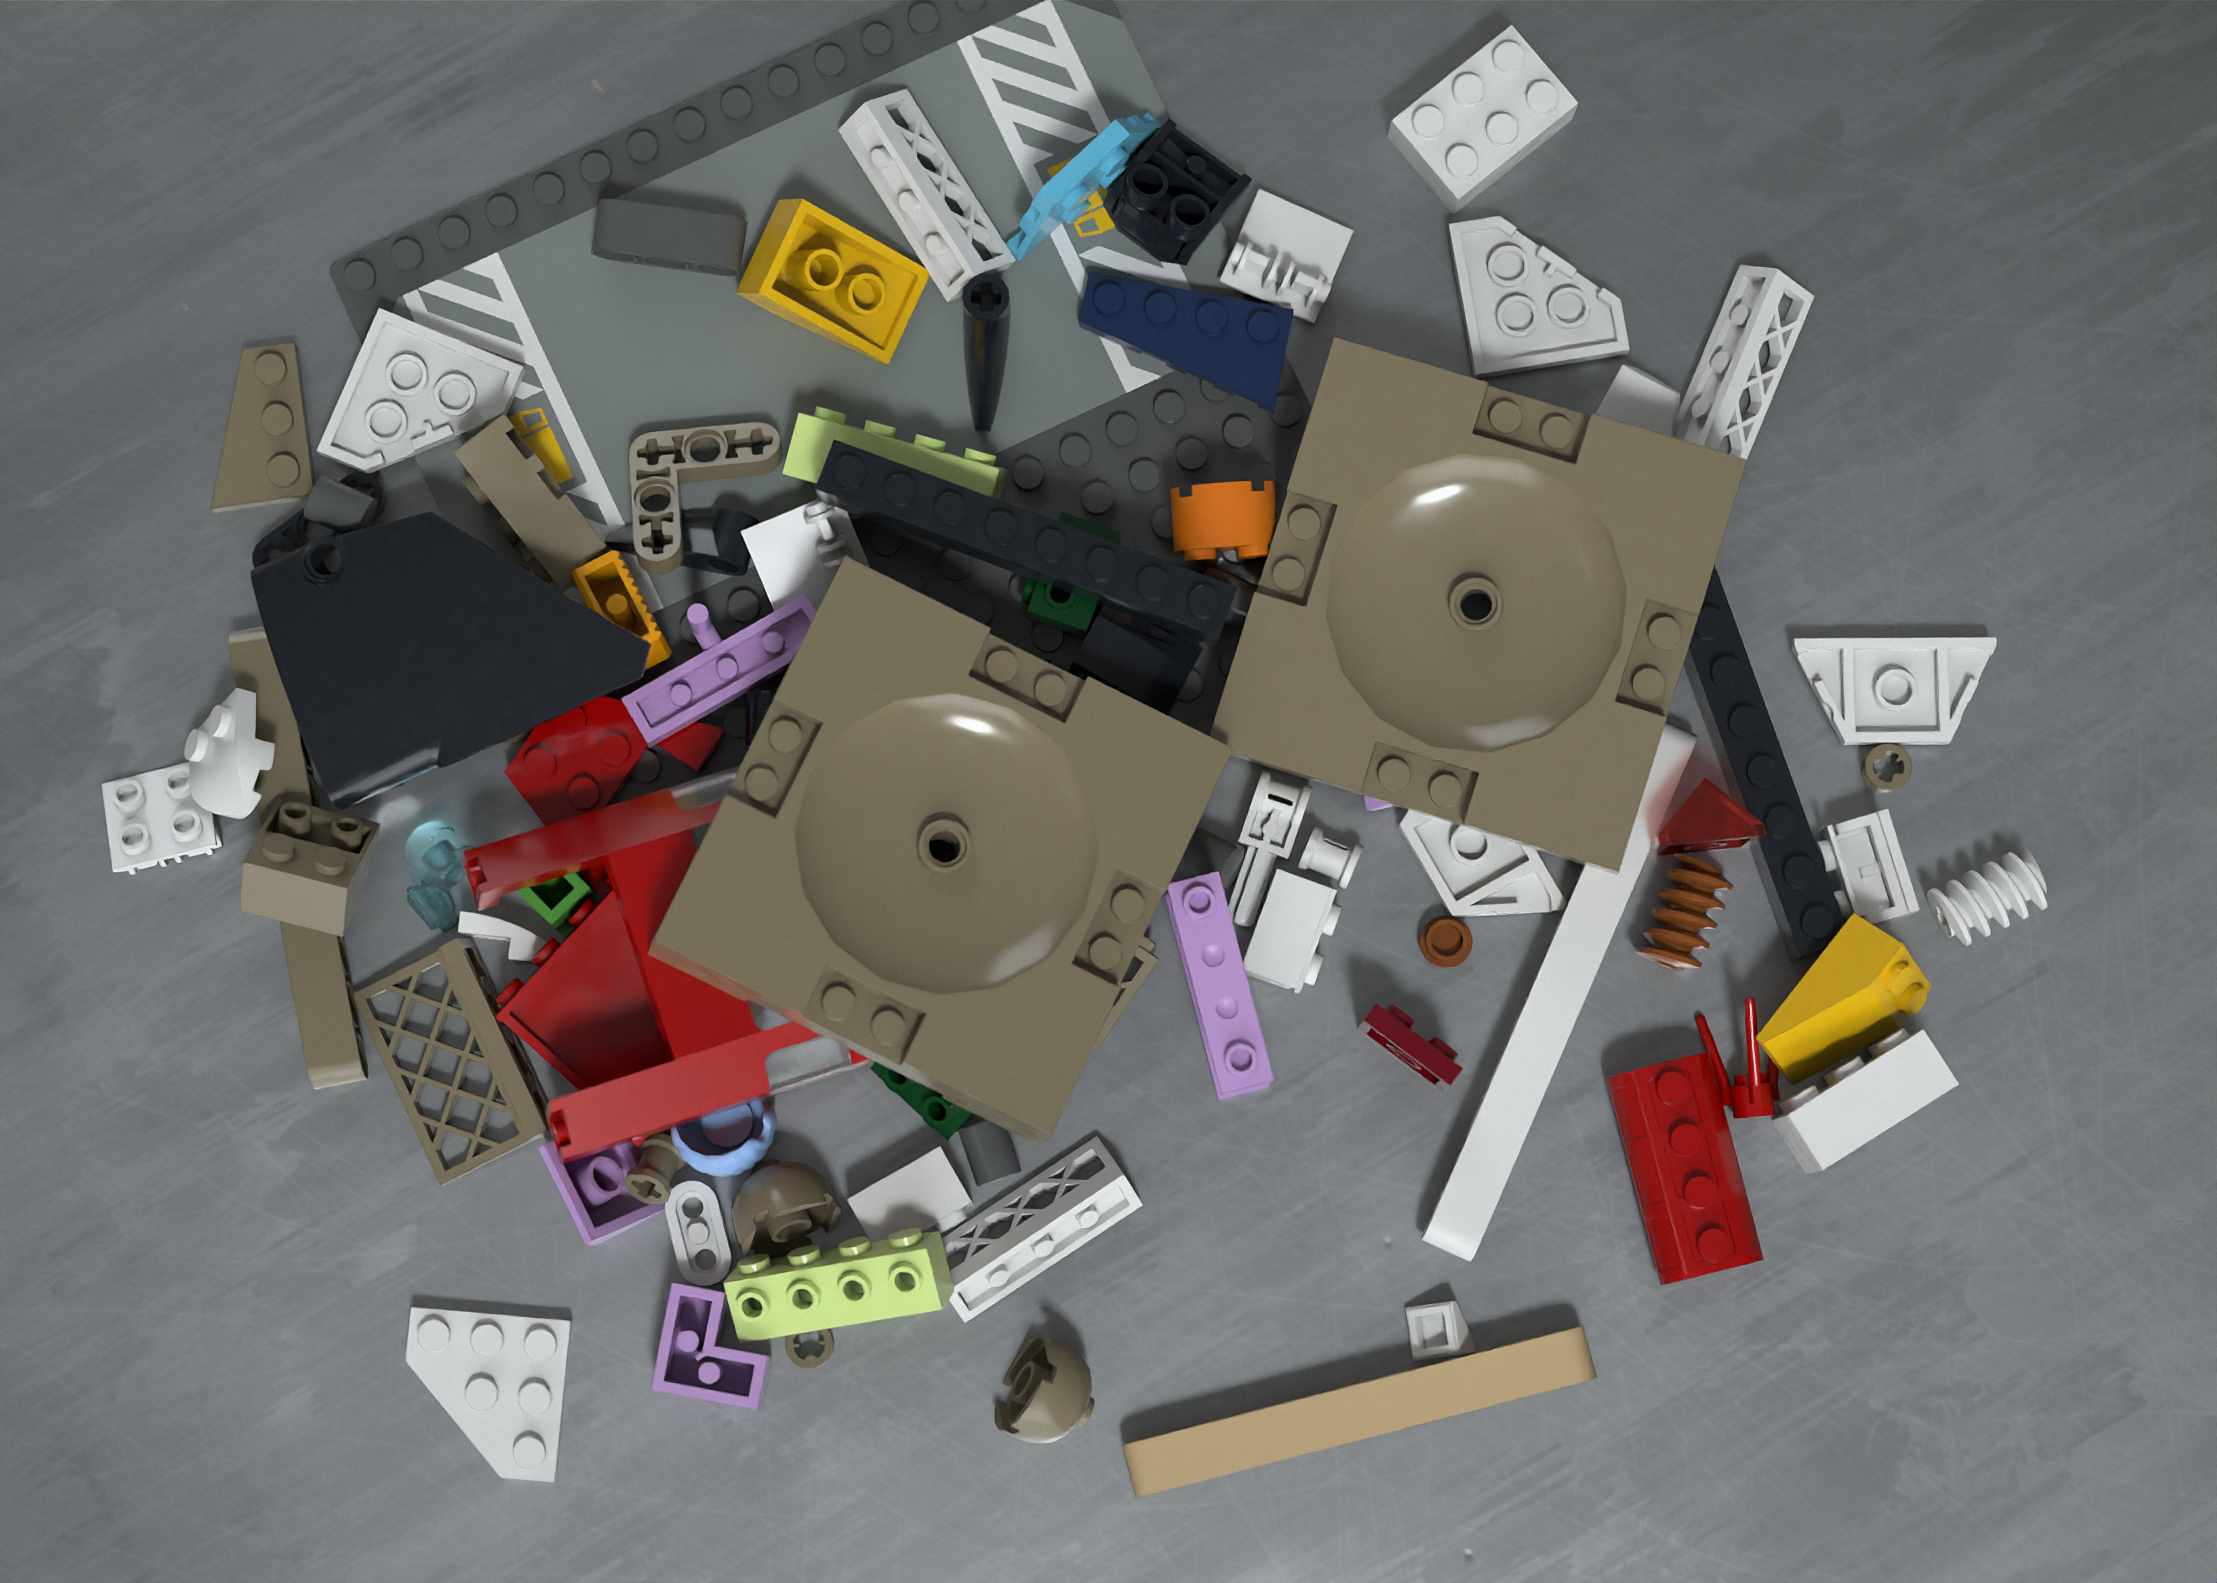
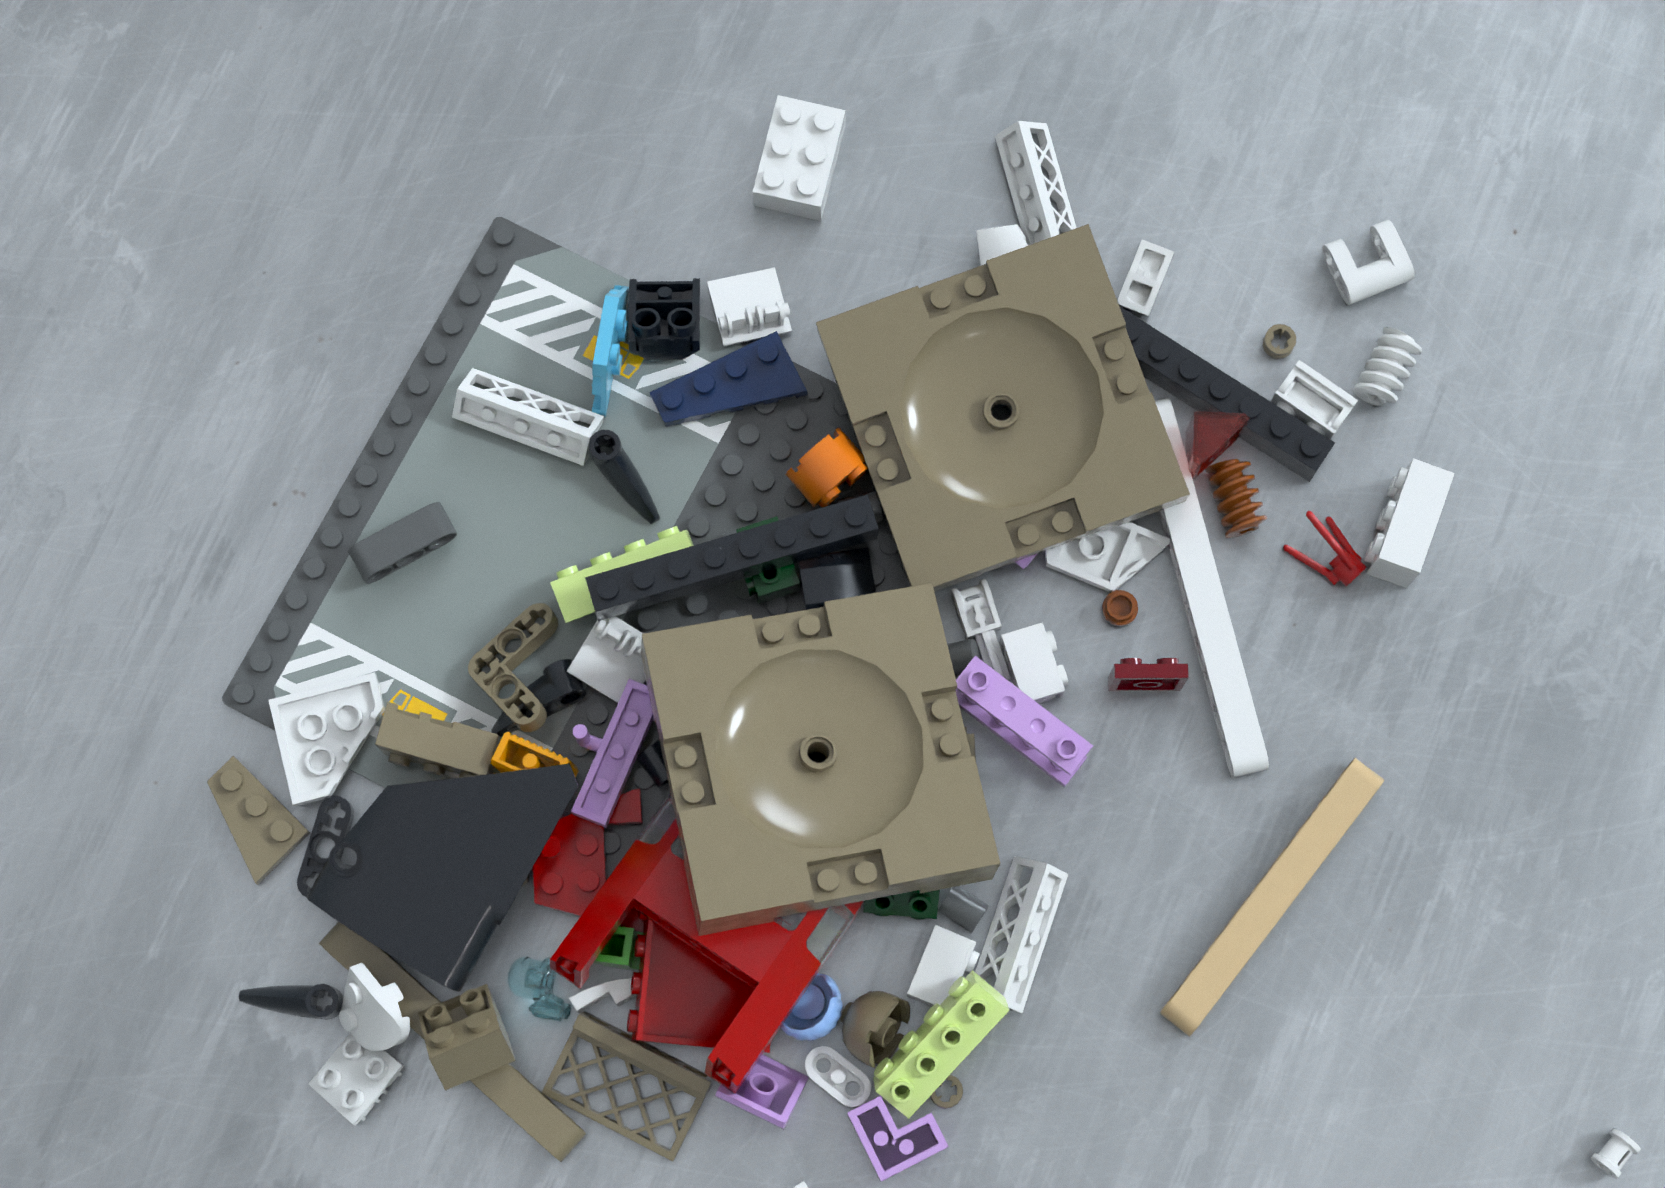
camera: 35 degrees left, 5 degrees down
(157, 677) = (295, 1000): none -> black piece
(339, 506) = (329, 825): dark grey piece -> none
(655, 1170) = (787, 1058): dark tan bush -> none
(833, 280) = (511, 499): yellow slope -> none
(1047, 1392) = (1097, 1015): dark tan cylinder -> none
(1330, 857) = (1023, 609): white bush -> none
(1438, 1331) = (1279, 820): white slope -> none
(1528, 303) = (898, 237): white plate -> none
(1685, 1168) = (1342, 632): red container -> none
(1785, 571) = (1145, 277): none -> white slope
(1845, 1001) = (1358, 476): yellow slope -> none
(1893, 686) = (1249, 295): white wing -> none
(2064, 777) = (1363, 282): none -> white connector

